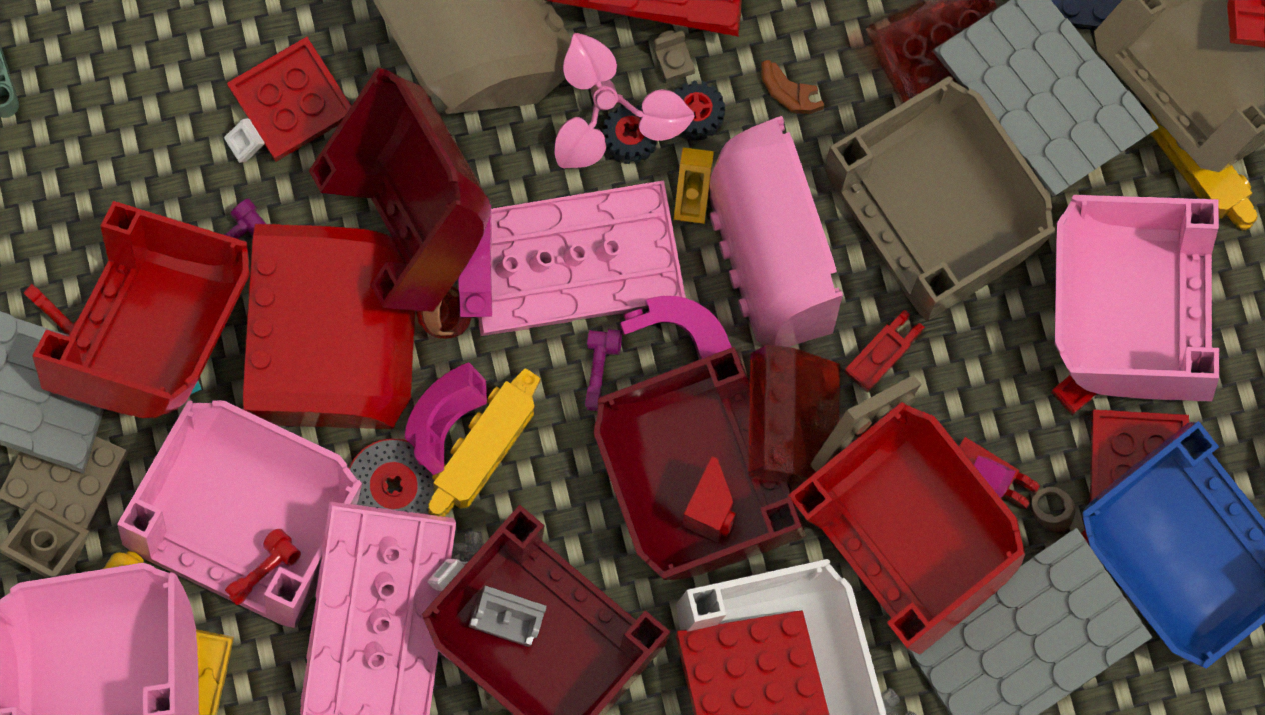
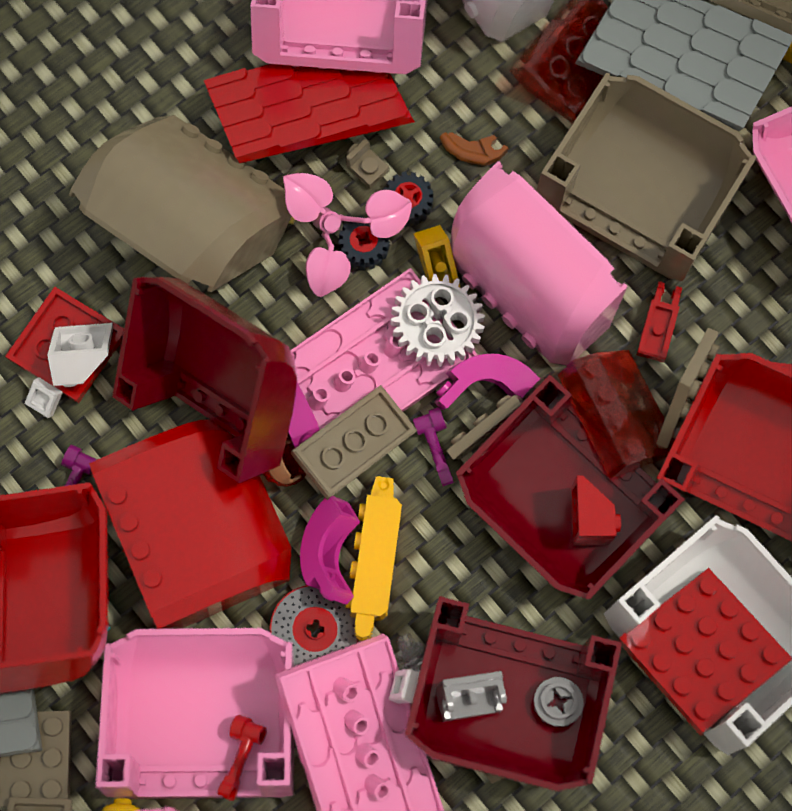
camera: 25 degrees left, 0 degrees up
(297, 111) = (78, 352): none -> white slope
(518, 324) = (353, 442): none -> dark tan tile
(600, 655) = (563, 689): none -> light grey gear
(628, 375) = (484, 427): none -> dark tan plate
(688, 242) = (415, 332): none -> white gear

